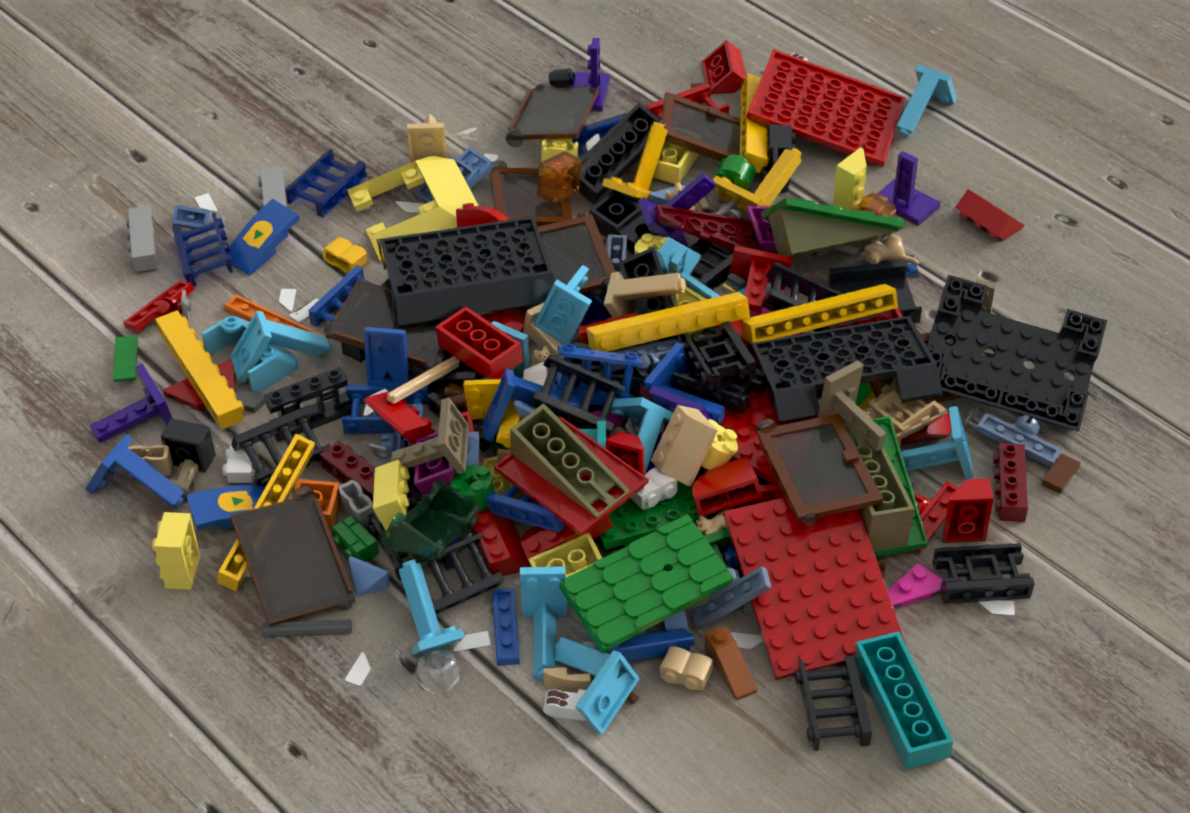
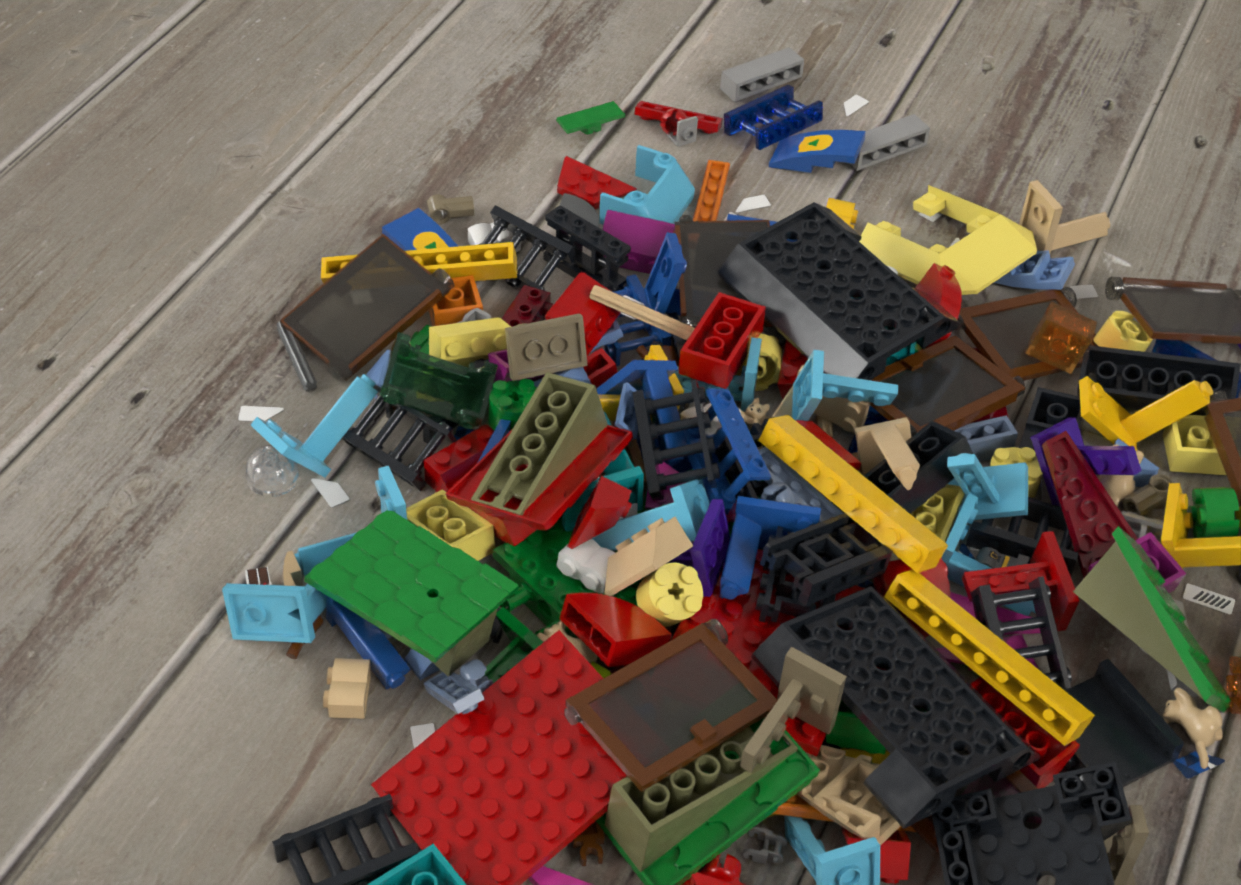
camera: 65 degrees right, 0 degrees up
(135, 412) = (534, 152): dark purple piece -> none
(140, 470) = (426, 148): blue piece -> none
(157, 456) = (458, 173): tan brick -> none
(176, 550) = (336, 220): light yellow brick -> none
(189, 442) = (489, 187): black brick -> none
(190, 216) = (823, 92): medium blue slope -> none
(200, 370) = (594, 164): yellow brick -> none
(261, 332) = (659, 187): medium azure piece -> none
(309, 363) = (641, 234): none -> magenta slope
(331, 195) = (951, 160): clear blue fence -> none
(505, 627) = (349, 513): blue tile -> none
(729, 662) = (374, 728): dark orange slope -> none

